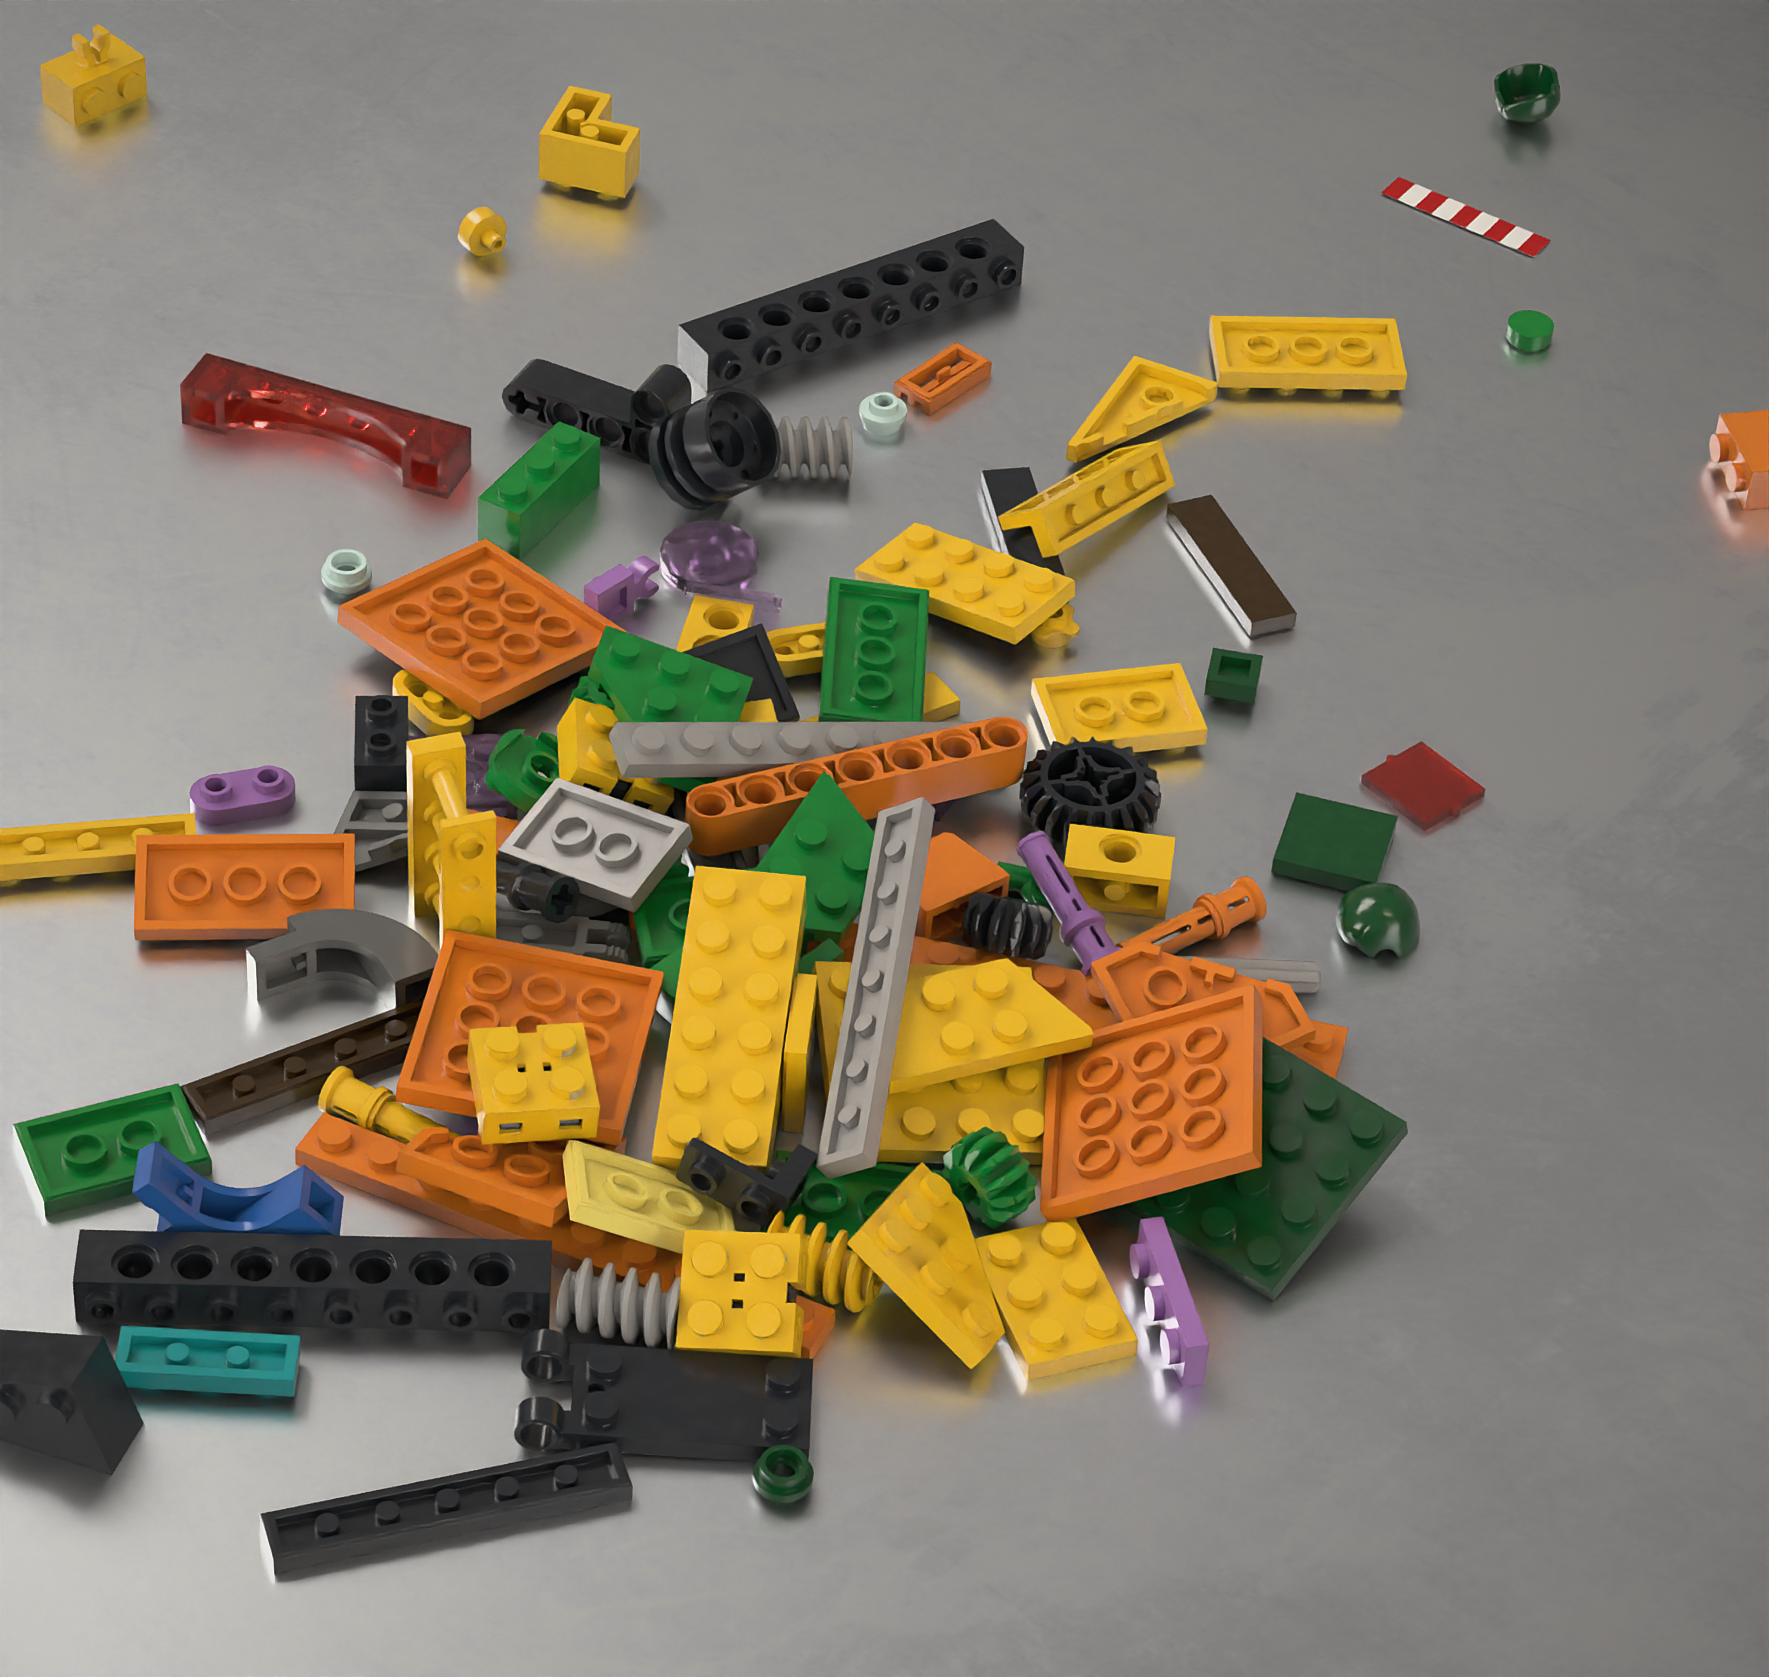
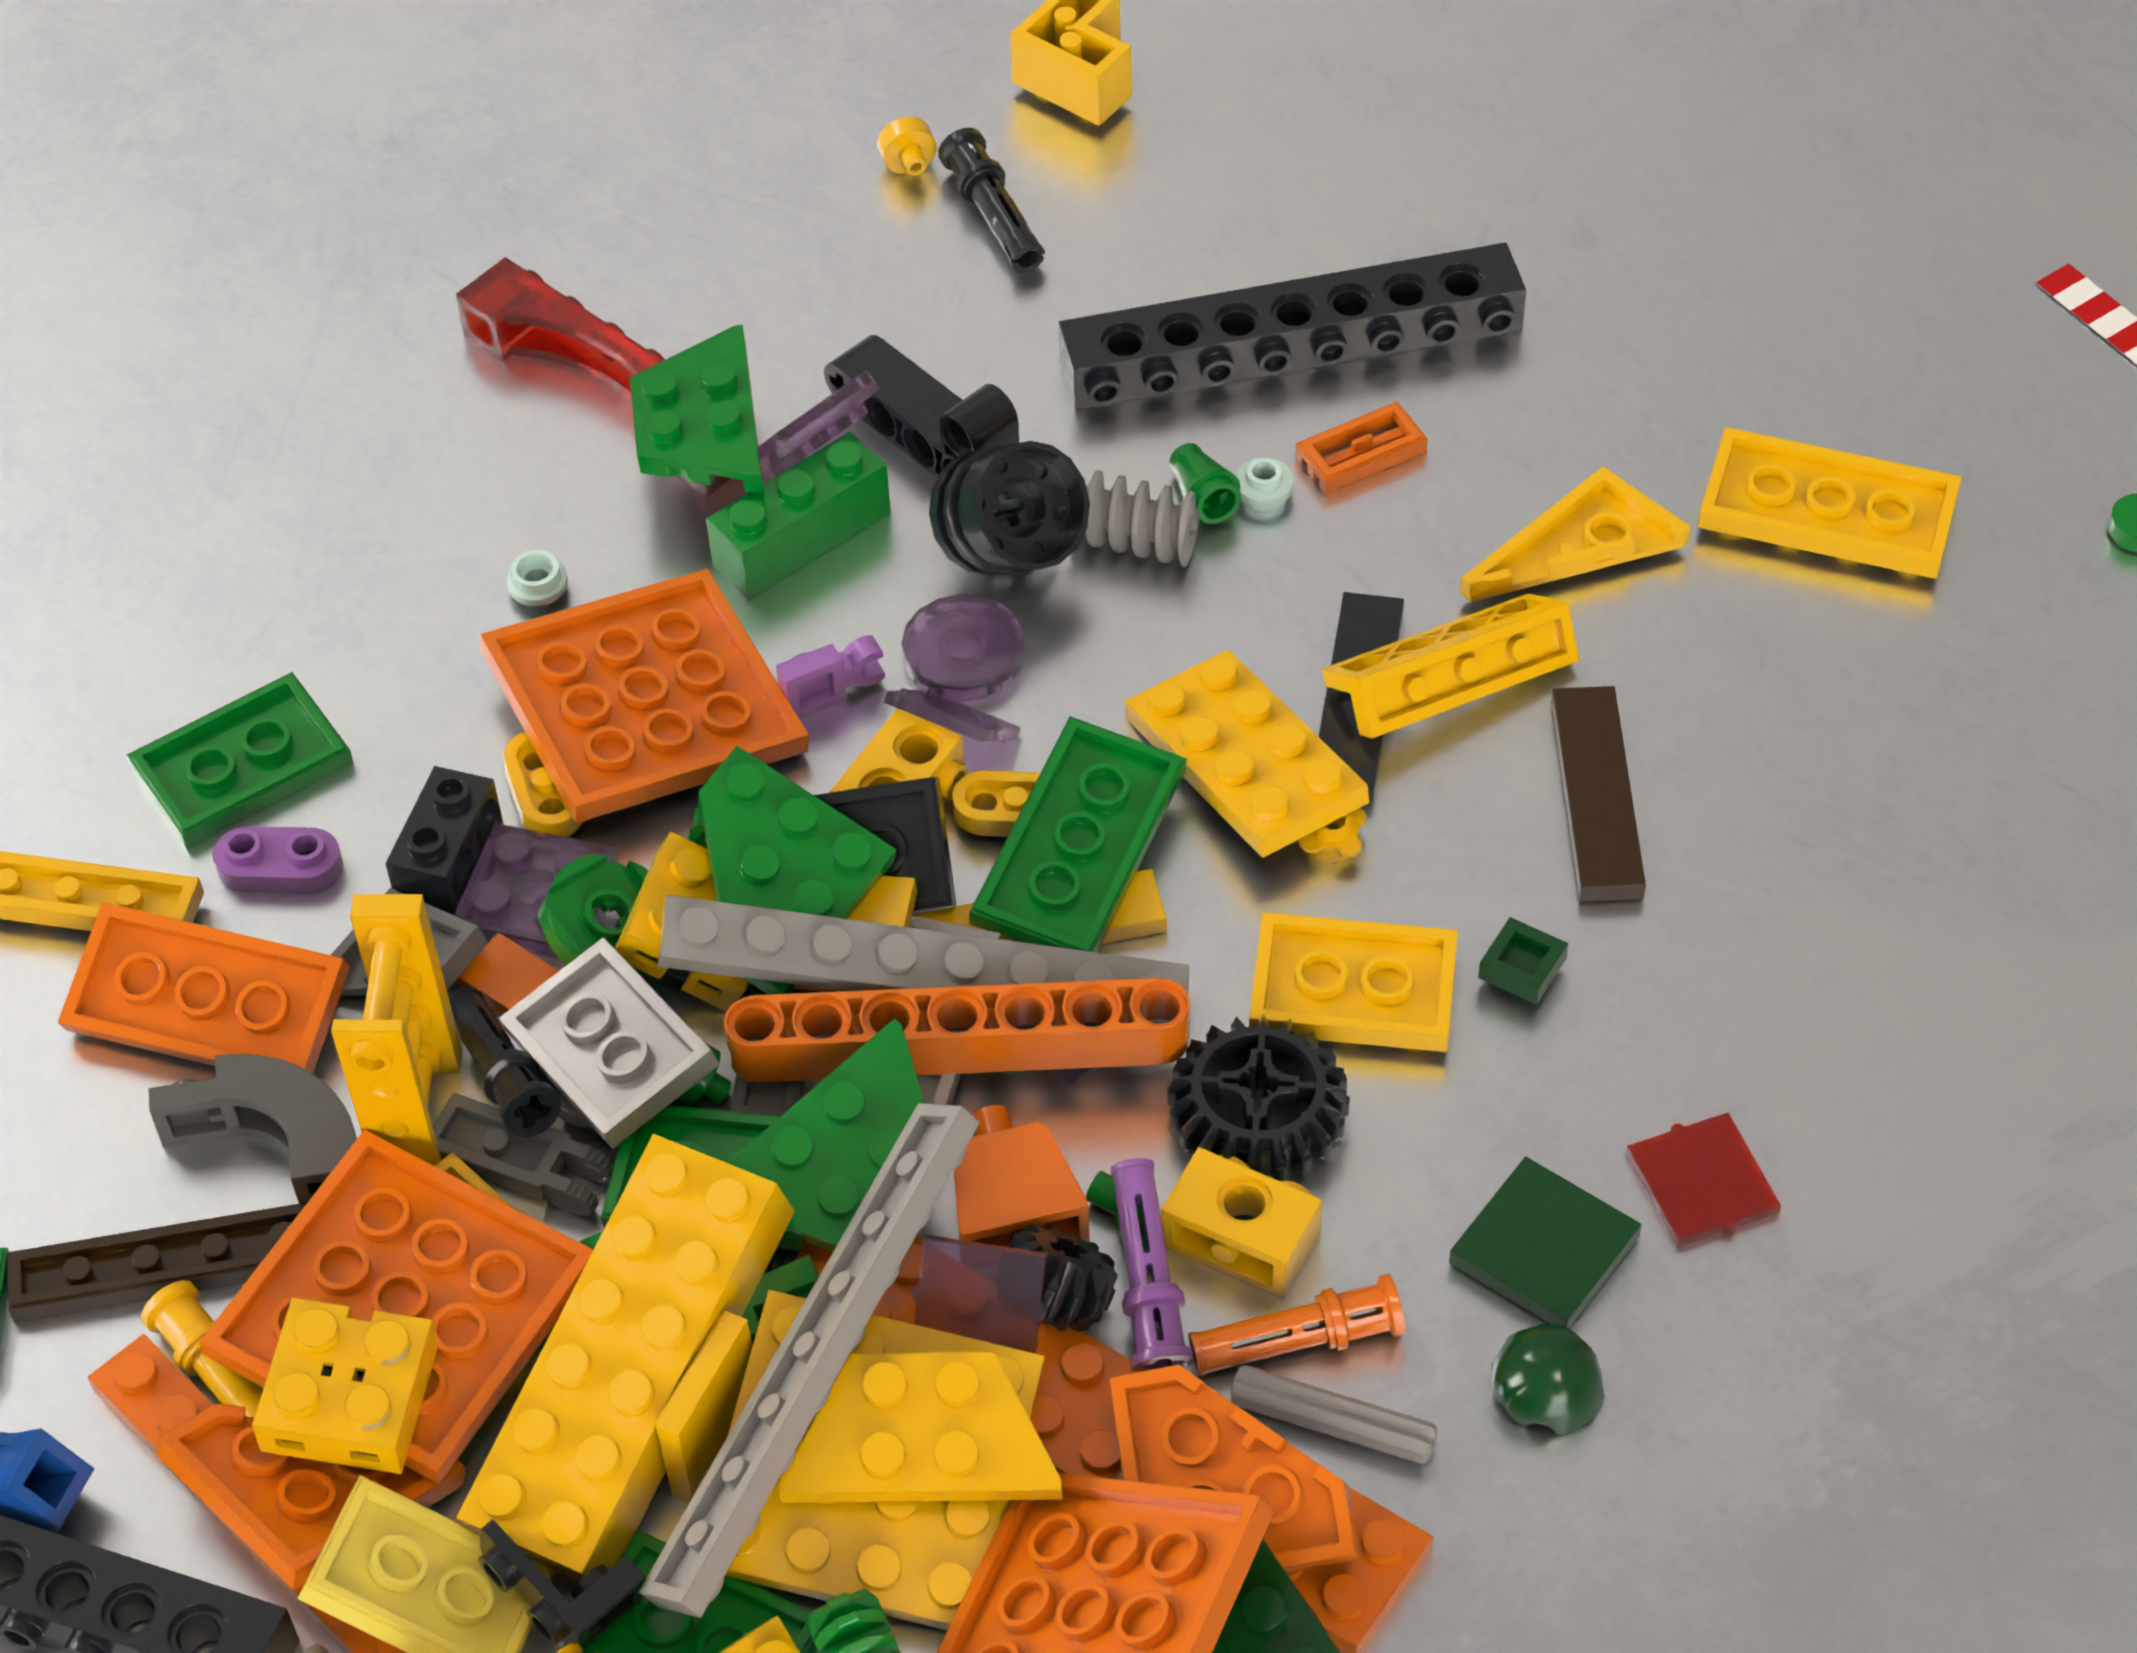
camera: 25 degrees right, 10 degrees up
(170, 737) = (239, 759): none -> green tile
(436, 428) = (699, 414): none -> green wing
(521, 428) = (817, 425): none -> clear purple plate
(557, 248) = (982, 183): none -> black pin
(835, 408) = (1214, 486): none -> green cone
(967, 930) = (981, 1291): none -> piece

